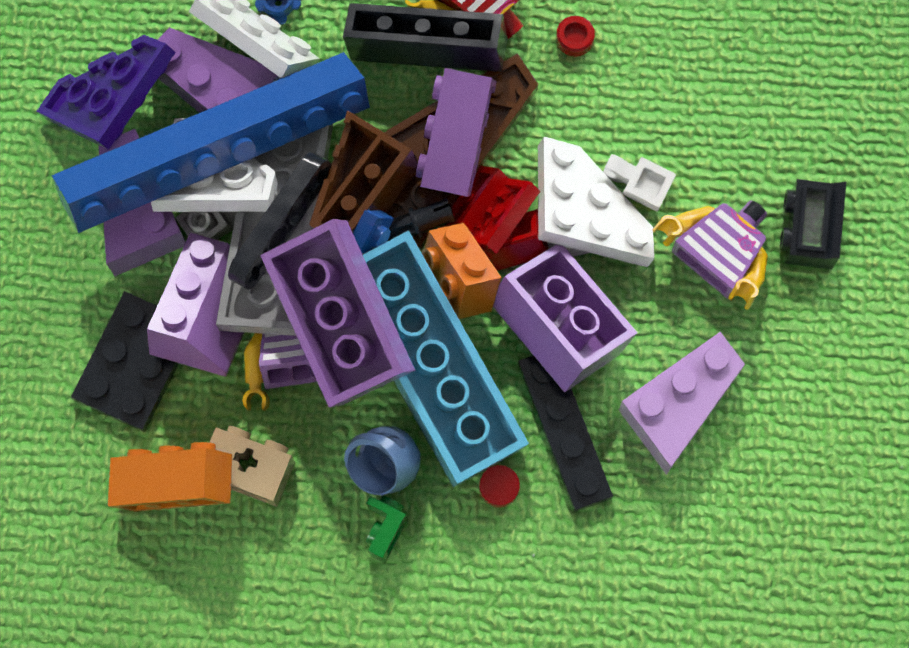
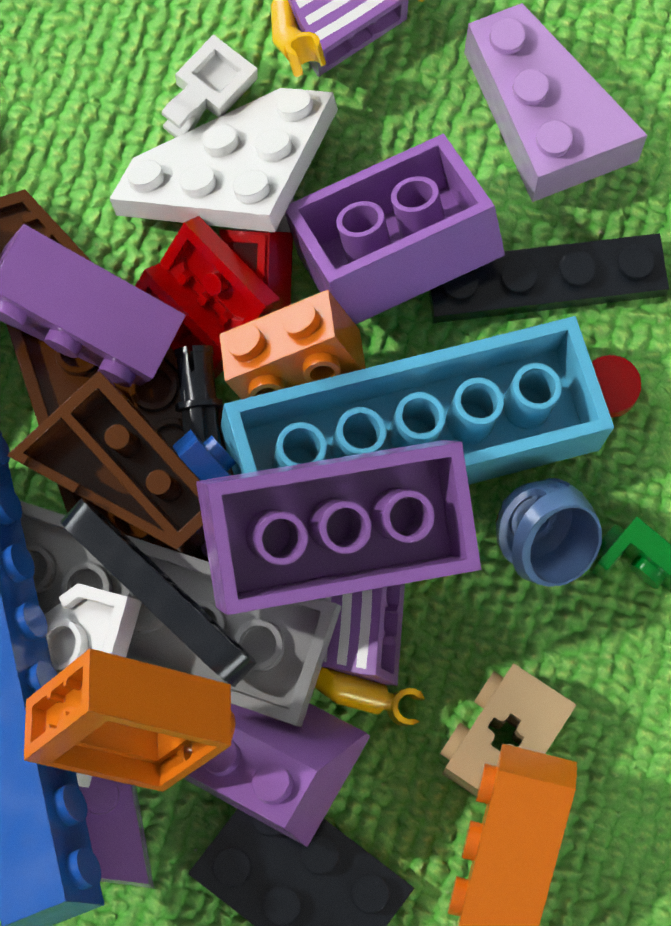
camera: 80 degrees left, 0 degrees up
(183, 214) = (128, 721): none -> orange window

